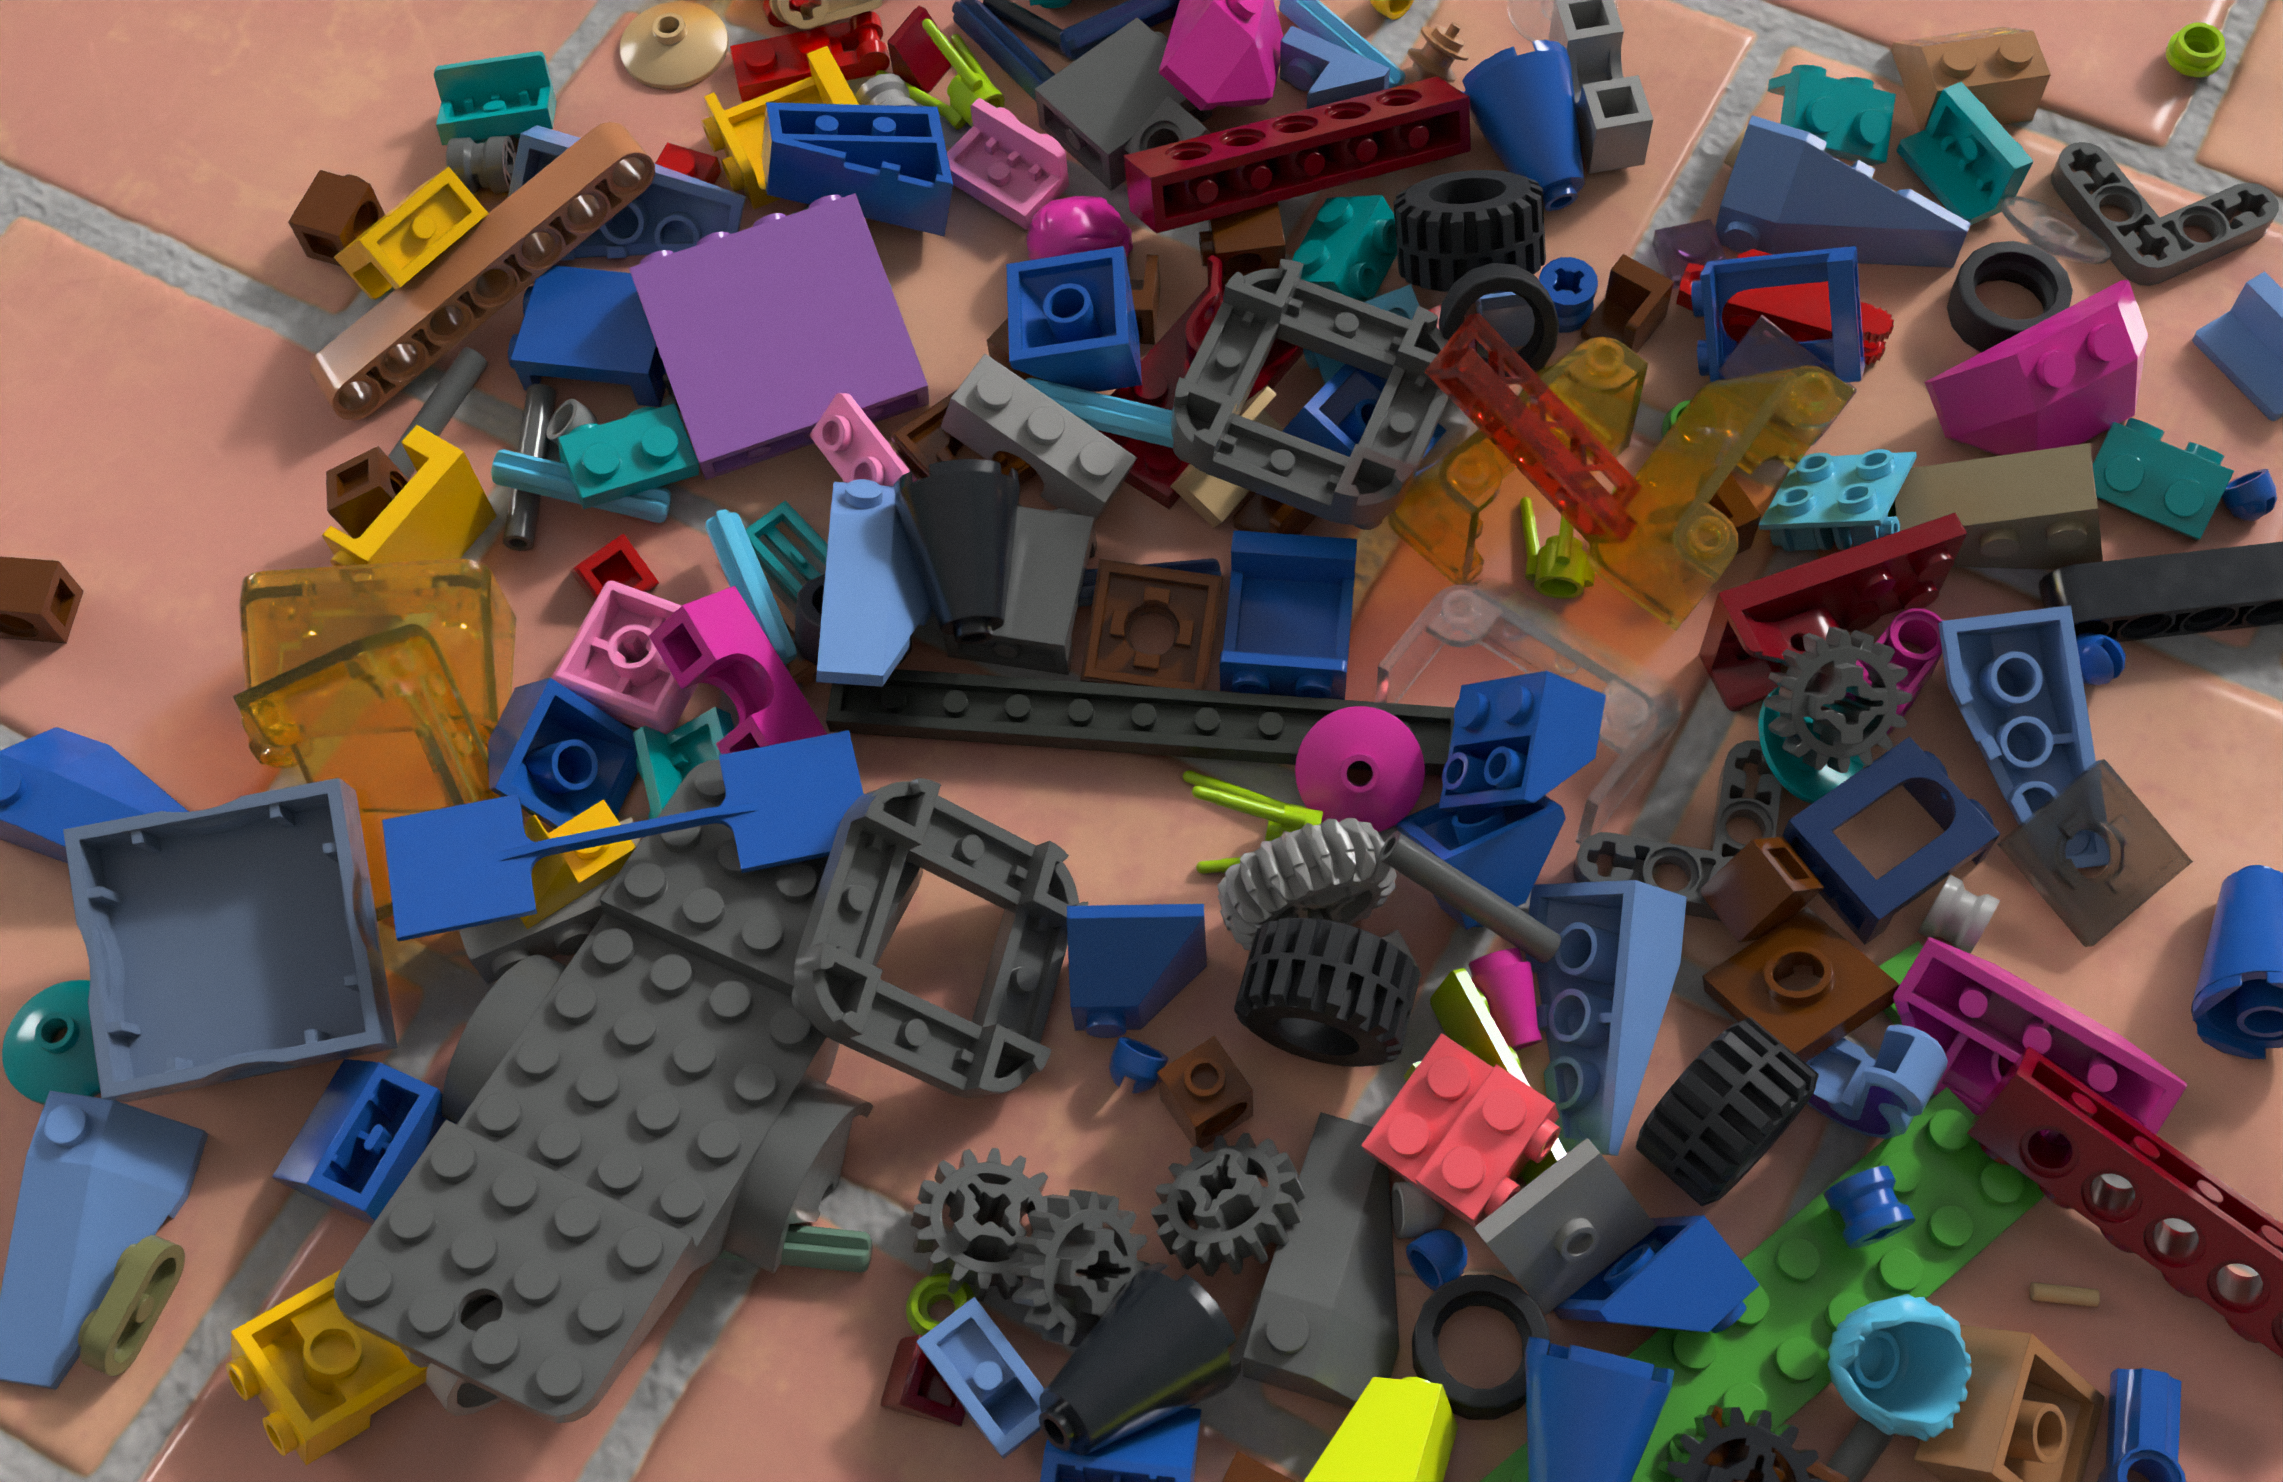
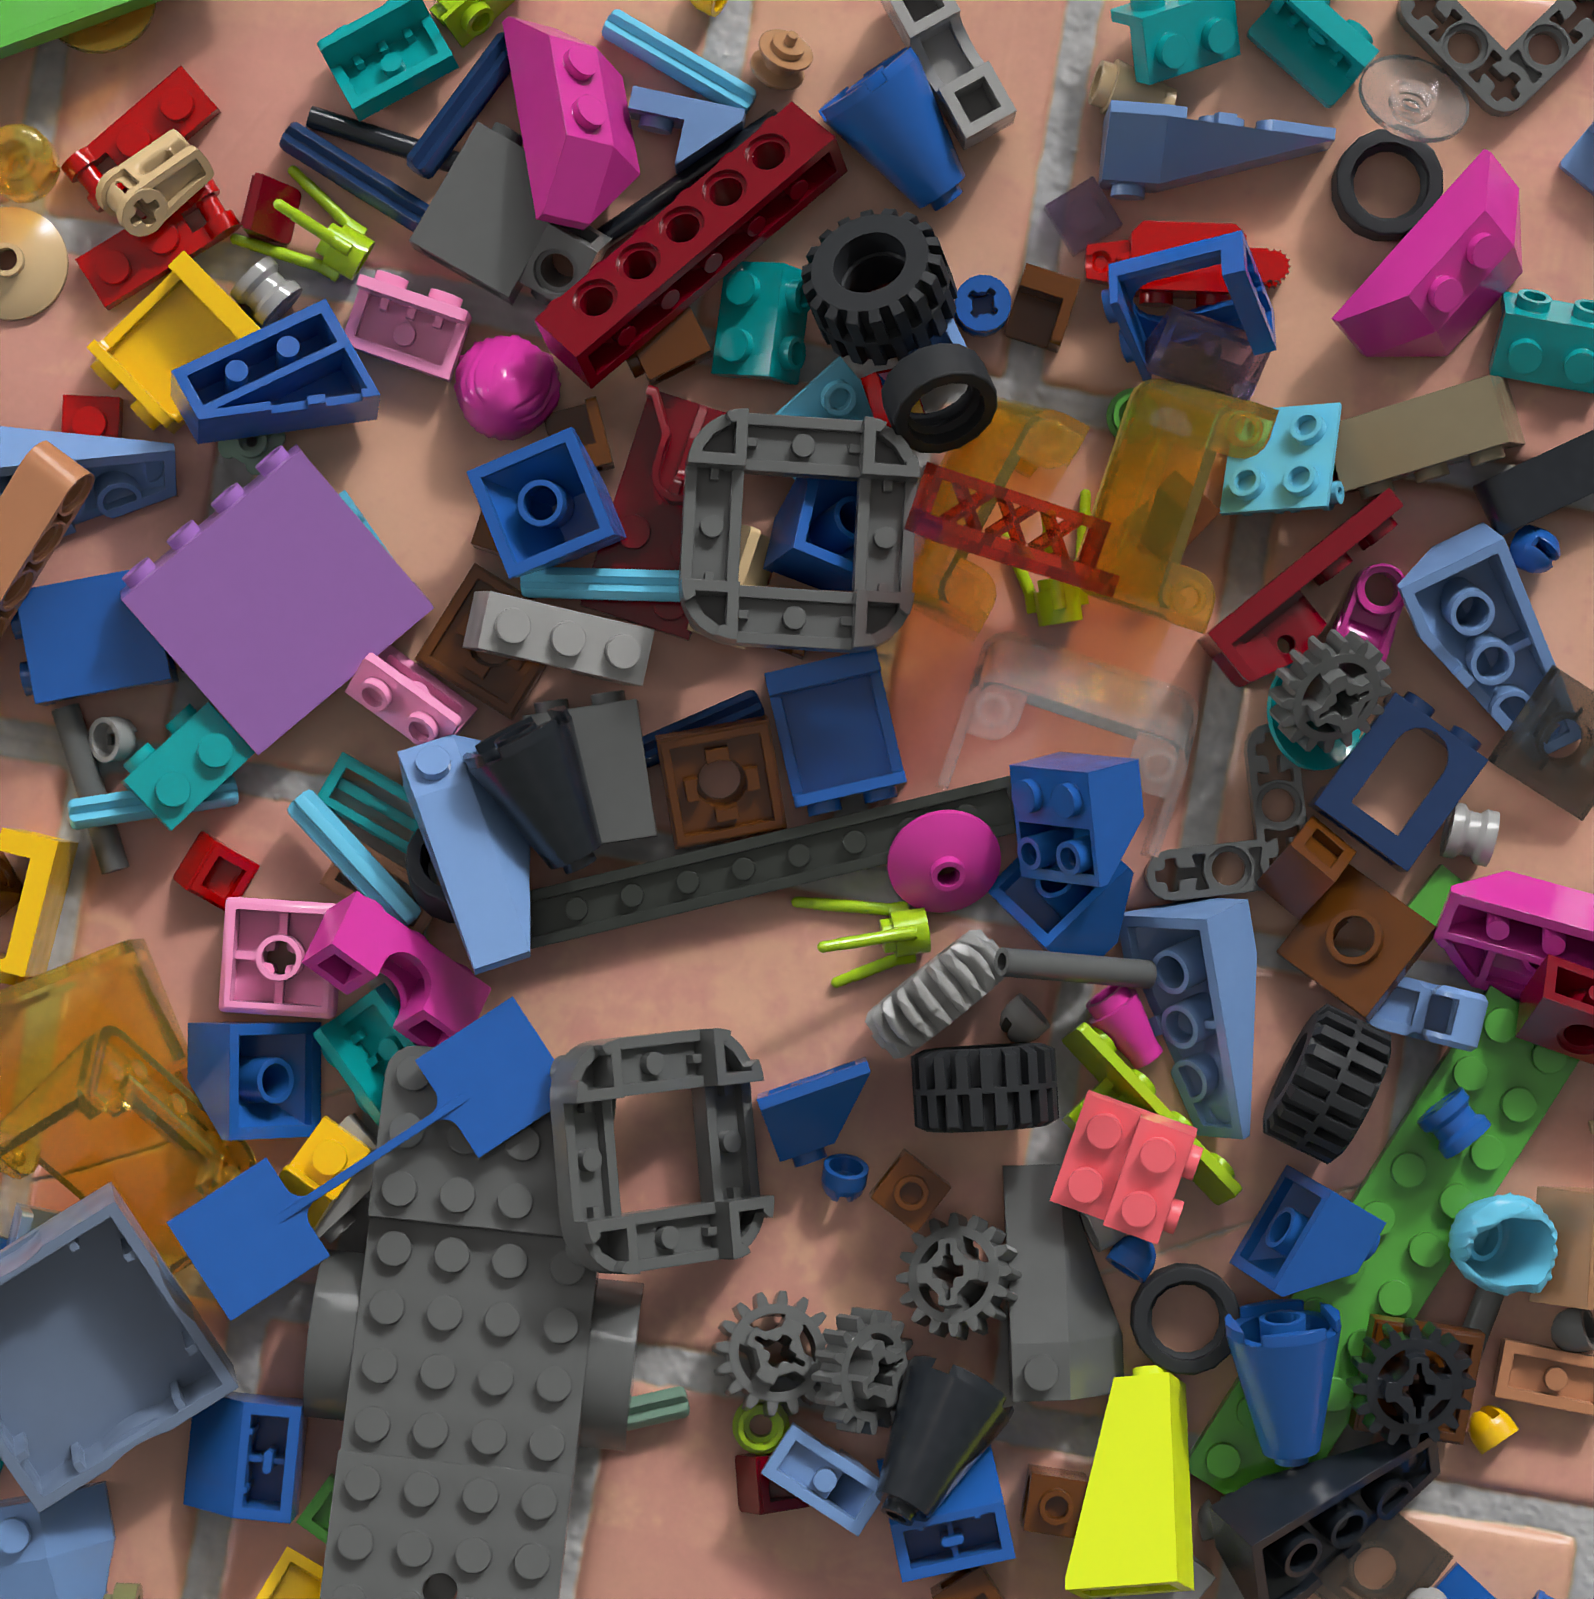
camera: 20 degrees left, 25 degrees up
(1565, 1226) = (1227, 1217): light grey plate -> none

